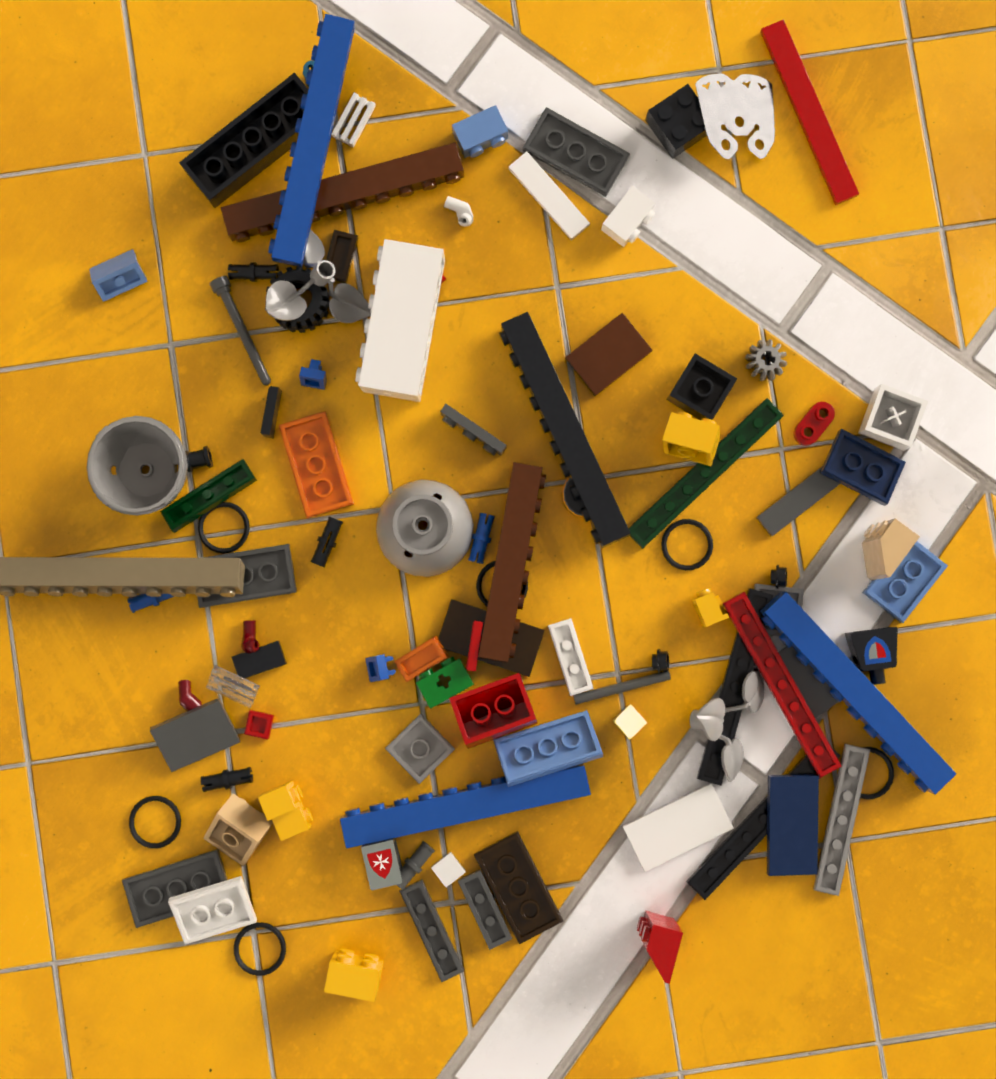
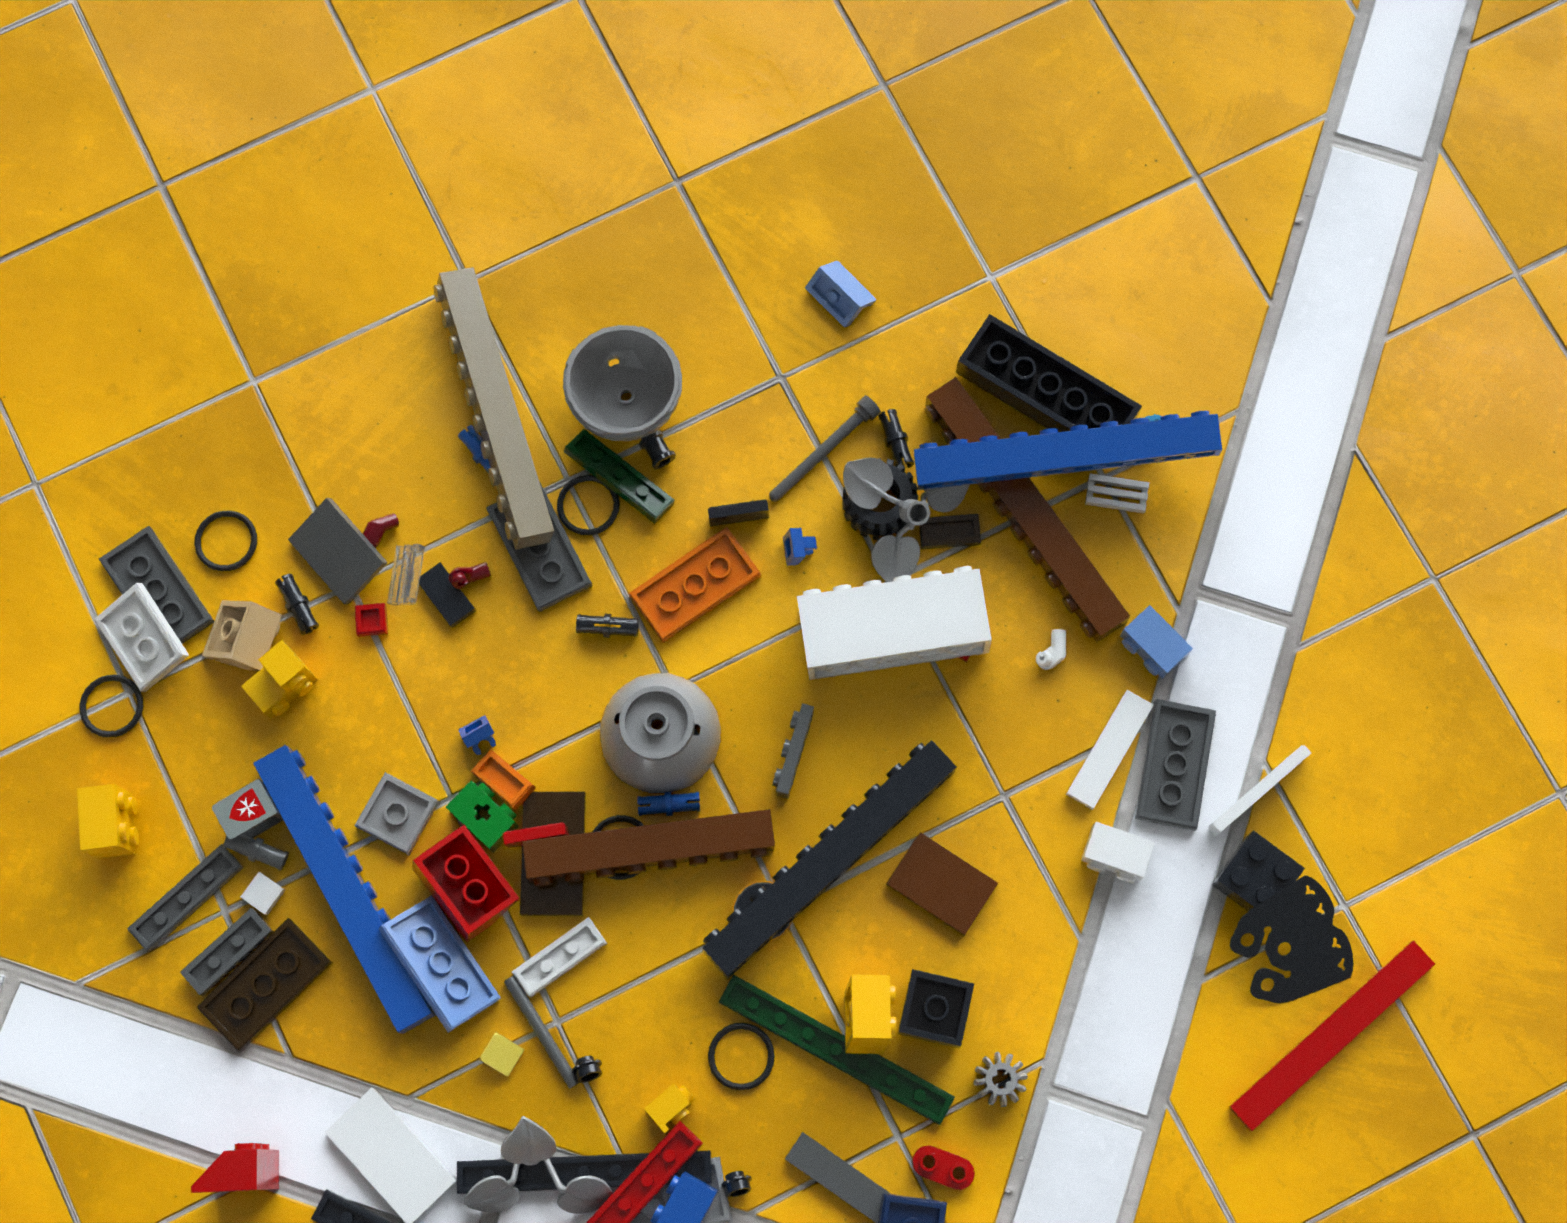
camera: 75 degrees right, 10 degrees down
(617, 97) = (1259, 790): none -> white tile

